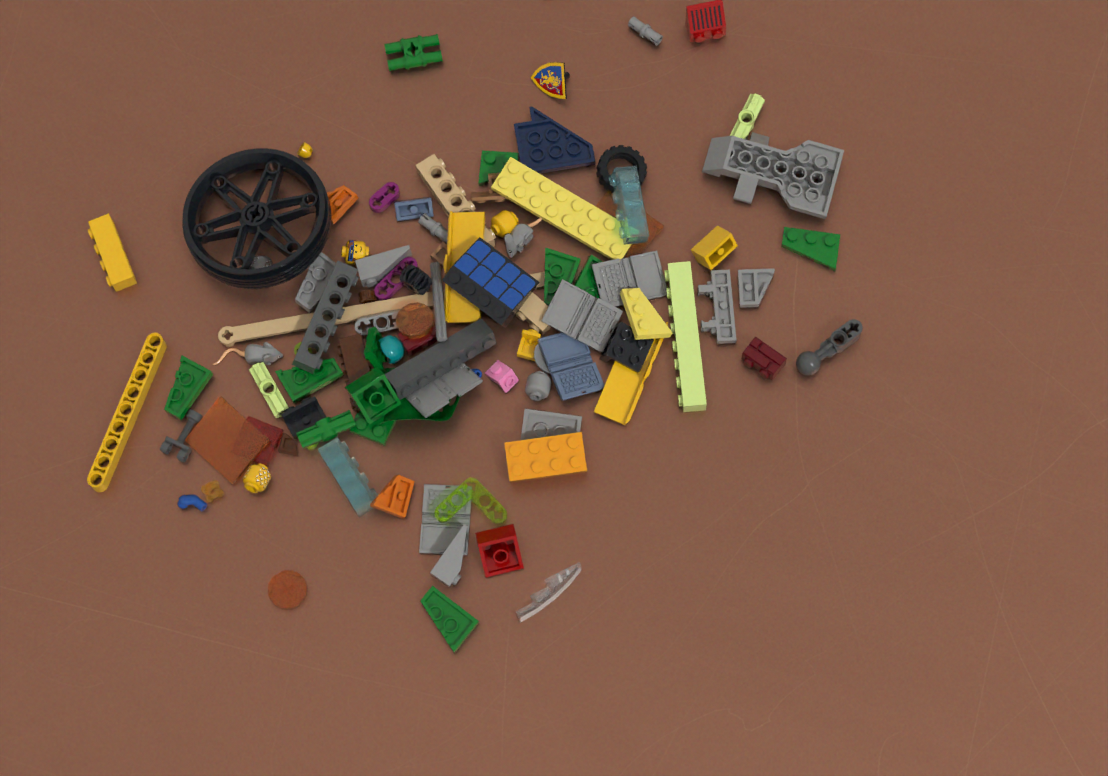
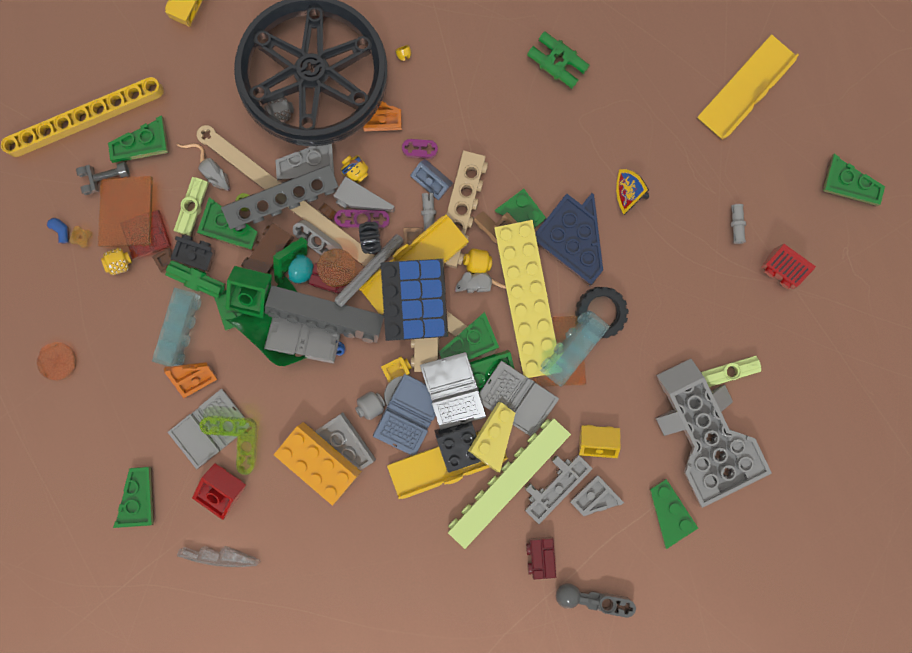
camera: 45 degrees right, 15 degrees up
(449, 565) = (173, 465): light grey slope -> none
(502, 375) = (355, 370): bright pink bracket -> none

